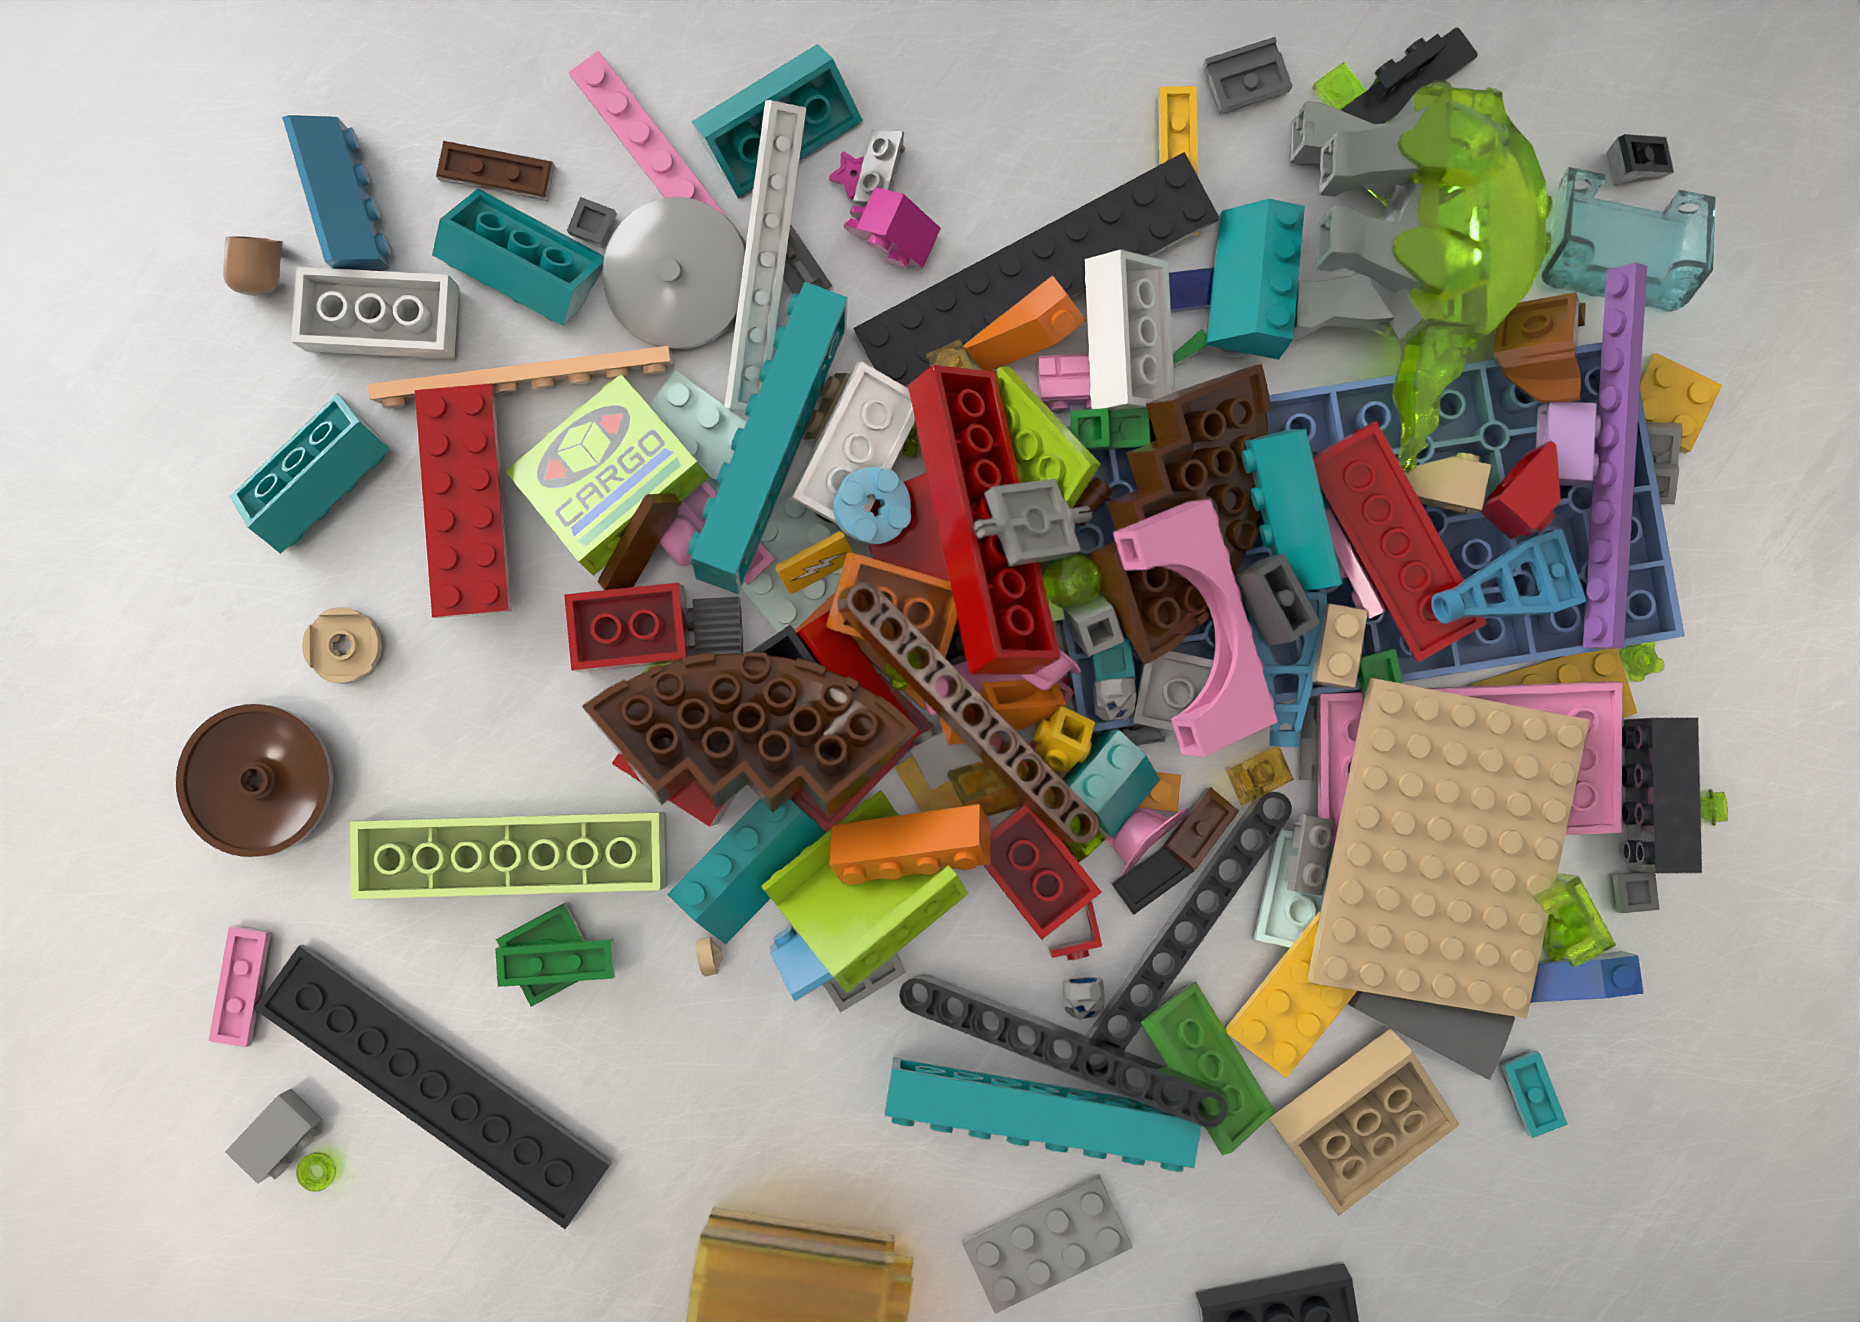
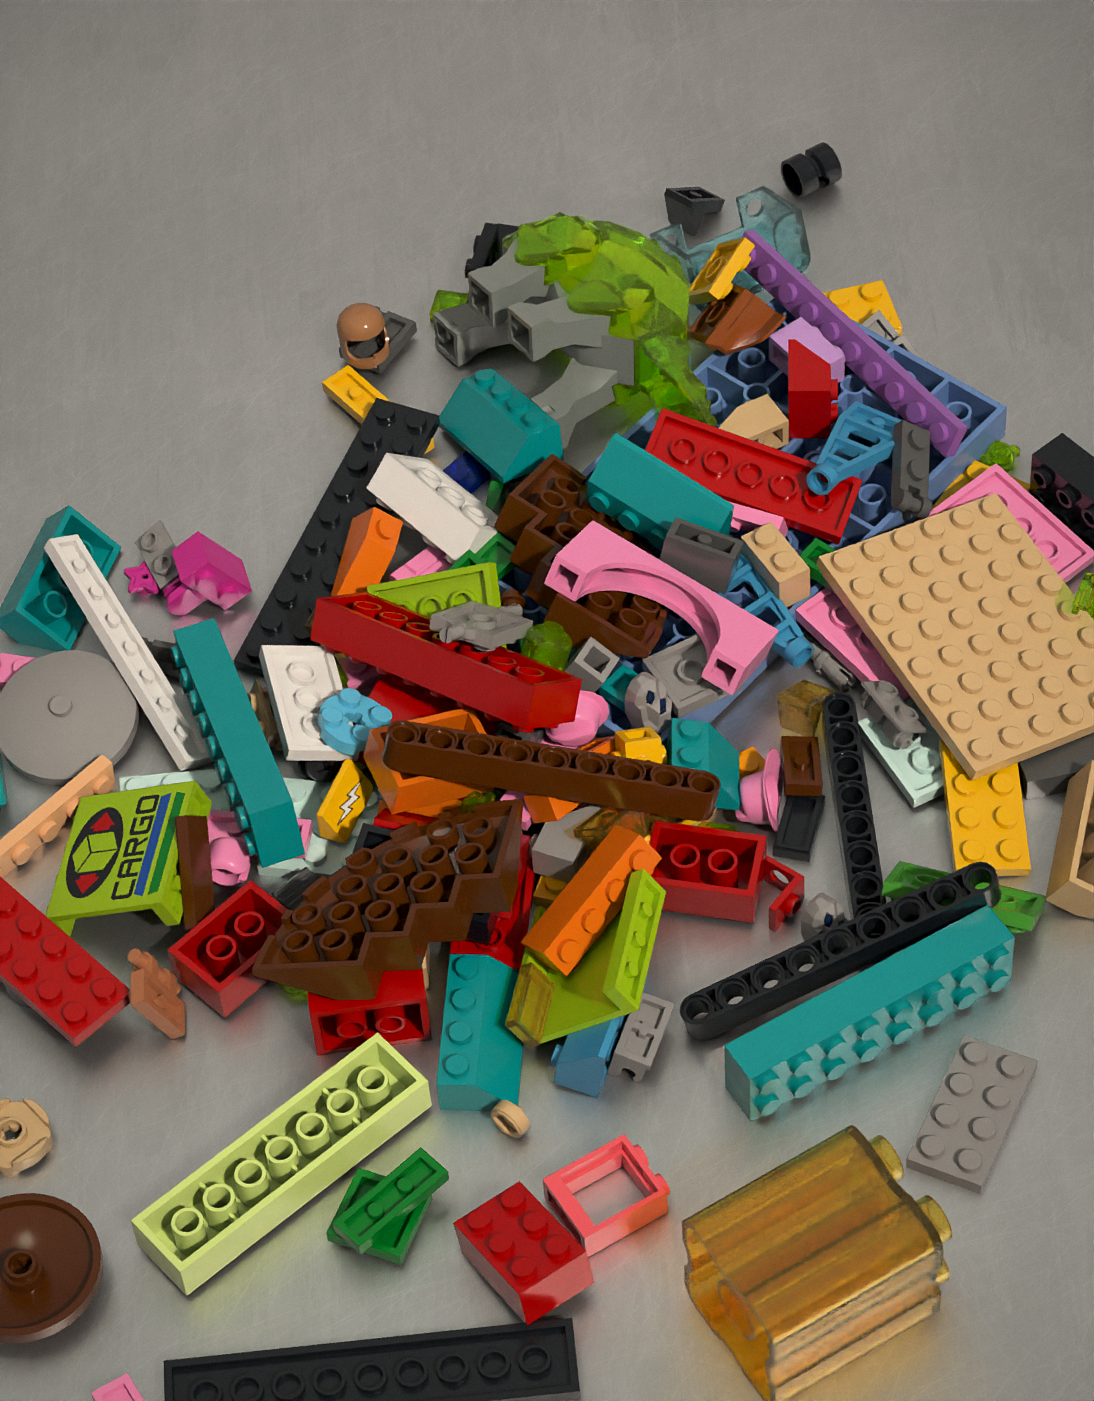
camera: 30 degrees left, 35 degrees down
(522, 627) = (155, 994): none -> nougat plate
(614, 1089) = (524, 1253): none -> red brick
(680, 1086) = (570, 1179): none -> coral window
(795, 883) = (530, 1005): none -> clear yellow tile
(1231, 65) = (362, 323): none -> medium nougat helmet
(1537, 644) = (911, 469): none -> dark grey plate
(1577, 285) = (719, 270): none -> yellow plate
(1781, 210) = (810, 171): none -> black wheel

